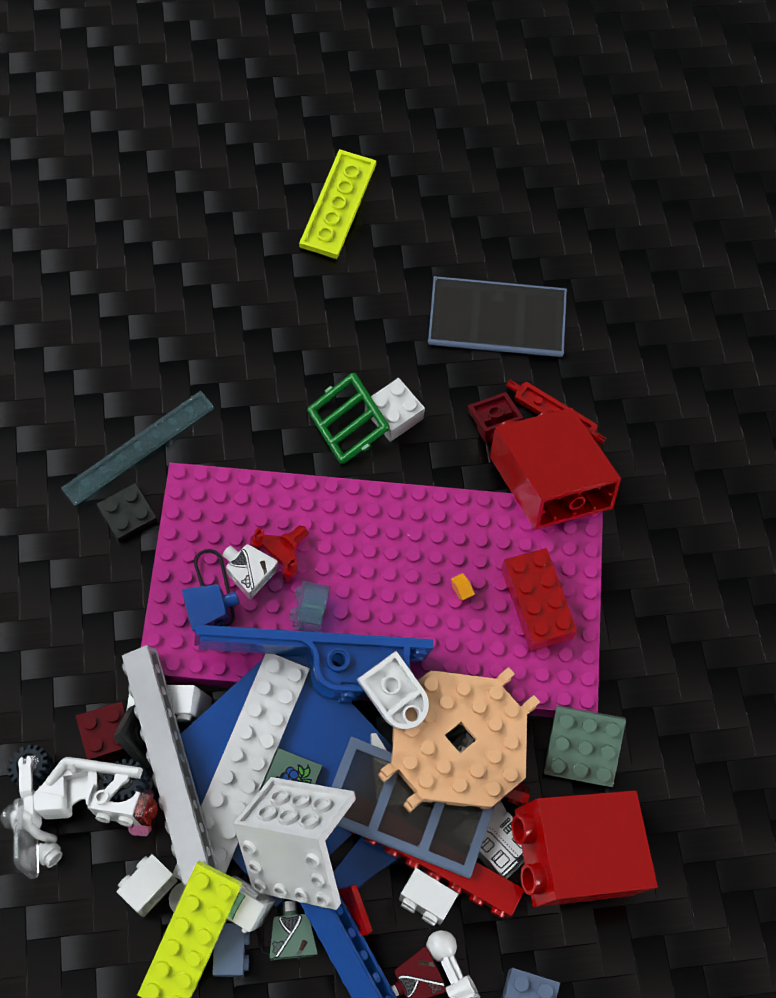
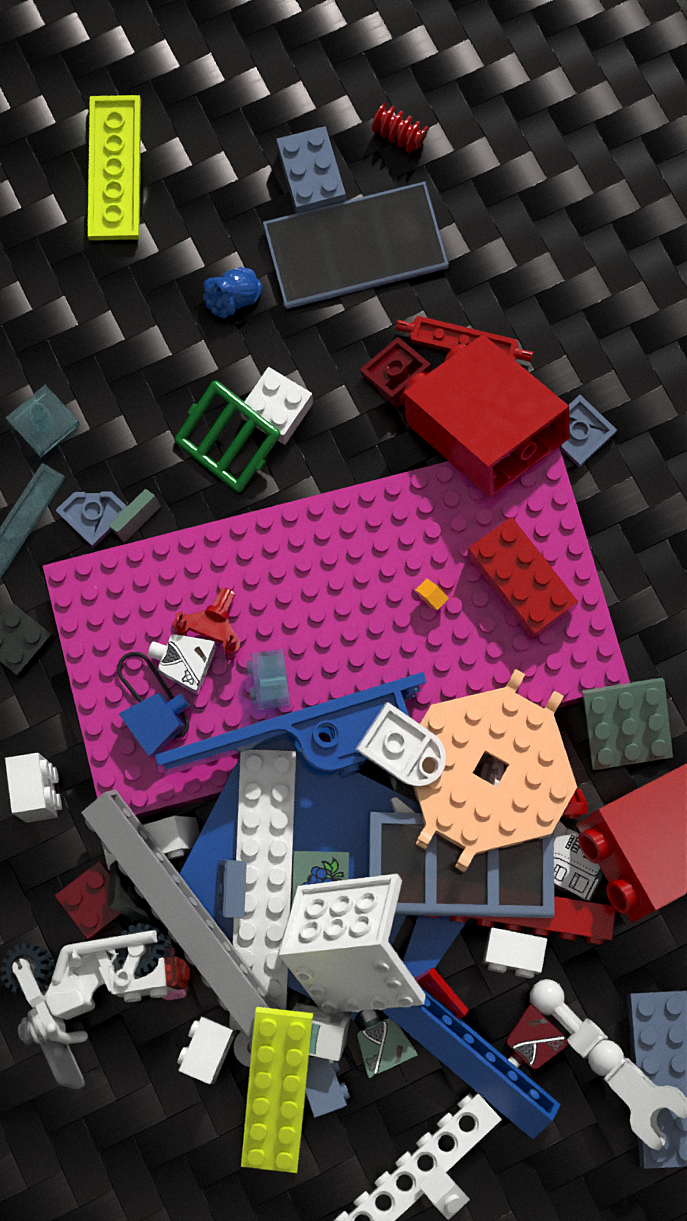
camera: 10 degrees left, 10 degrees up
(49, 854) = (86, 1054): white plate -> none
(92, 625) = (33, 787): none -> white piece
(213, 361) = (42, 420): none -> clear light blue tile
(217, 759) = (231, 888): none -> sand blue slope
(223, 441) = (91, 514): none -> sand blue plate
(255, 452) = (135, 515): none -> sand green slope
(391, 317) = (231, 291): none -> blue hair
(483, 251) = (310, 170): none -> sand blue brick
(559, 247) = (398, 130): none -> red piece
(628, 510) = (587, 431): none -> sand blue plate

